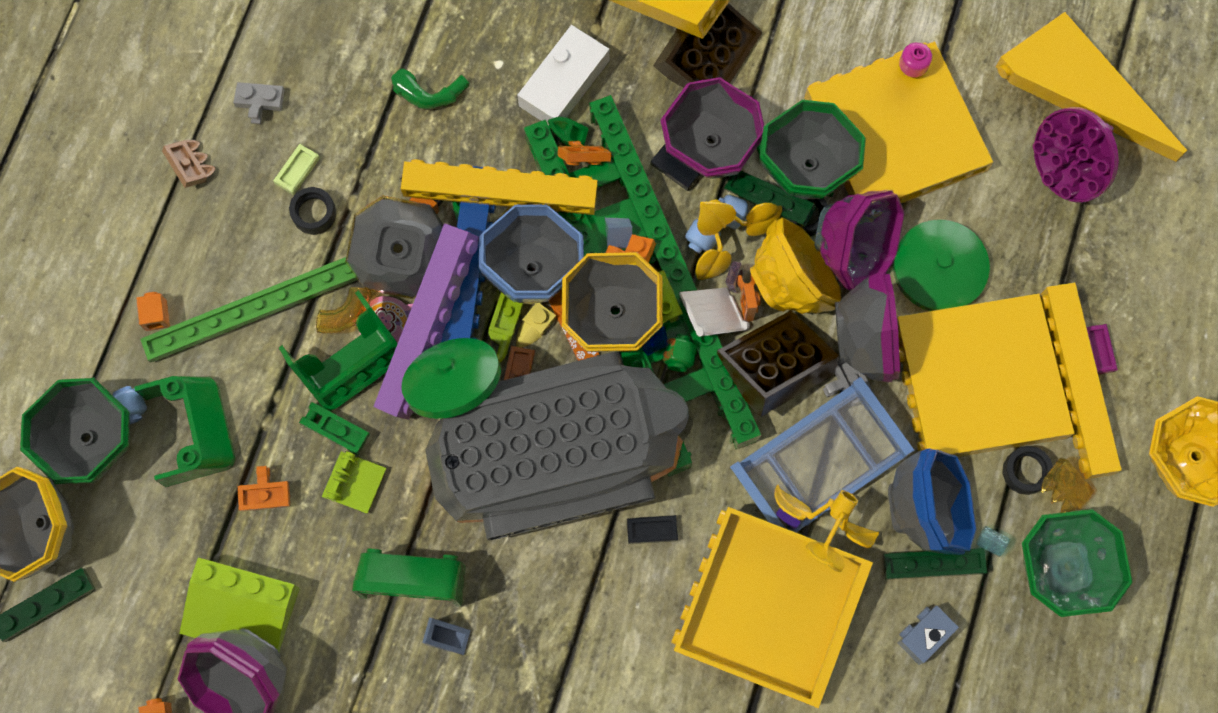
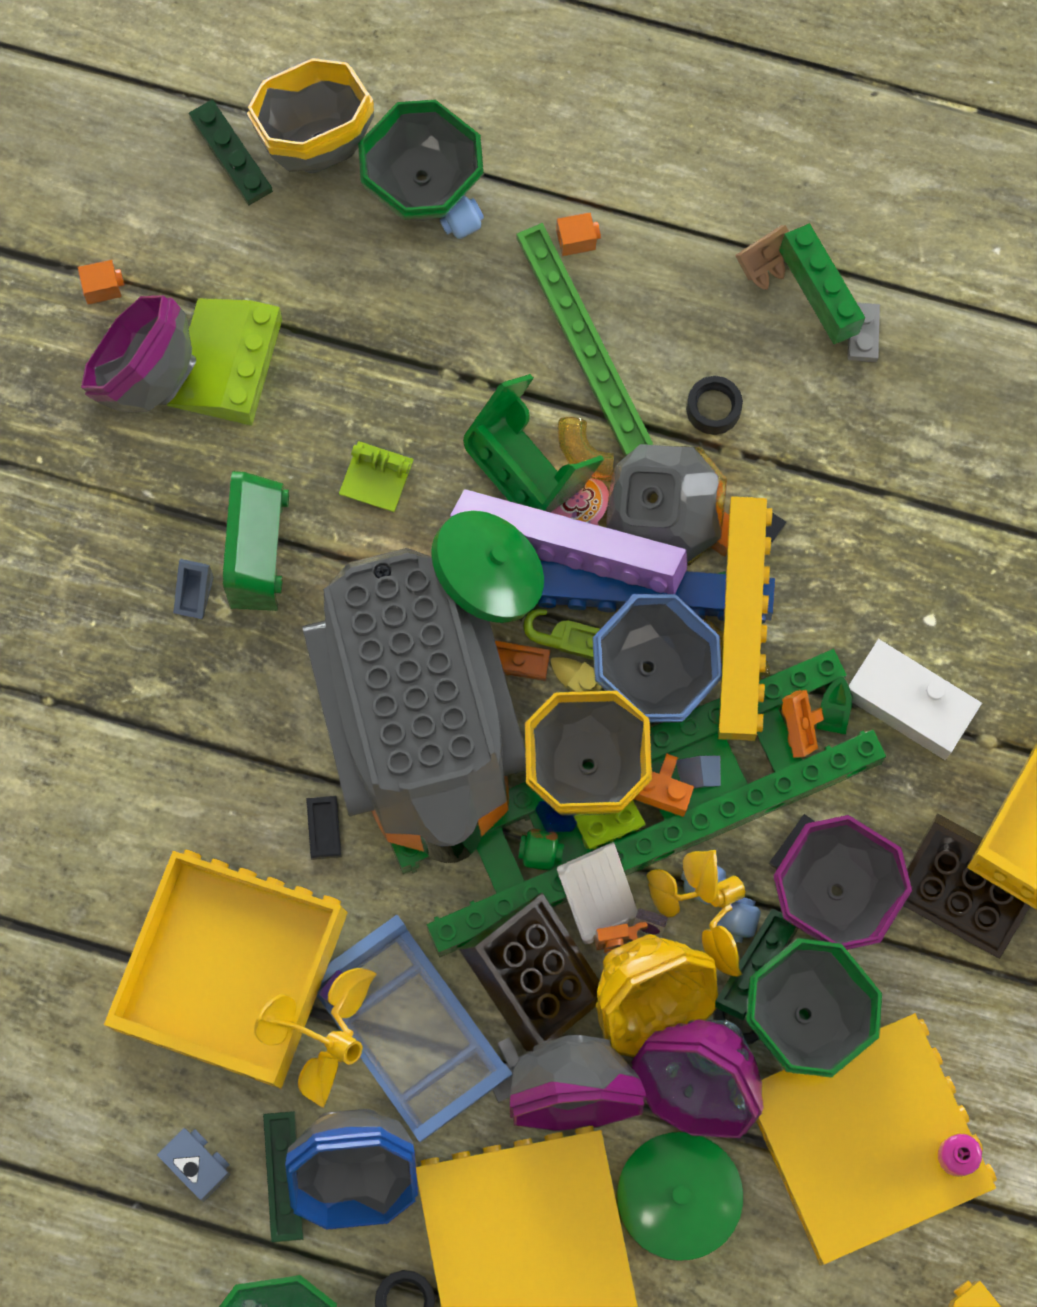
camera: 85 degrees right, 0 degrees up
(208, 426) = (442, 303): green windscreen -> none
(218, 119) = (822, 284): none -> green brick
(263, 494) = (359, 375): orange plate -> none
(296, 169) = (769, 383): yellowish green tile -> none
(335, 428) = (439, 450): green plate -> none
(406, 86) = (886, 505): green piece -> none
(992, 541) = (312, 1252): clear light blue piece -> none

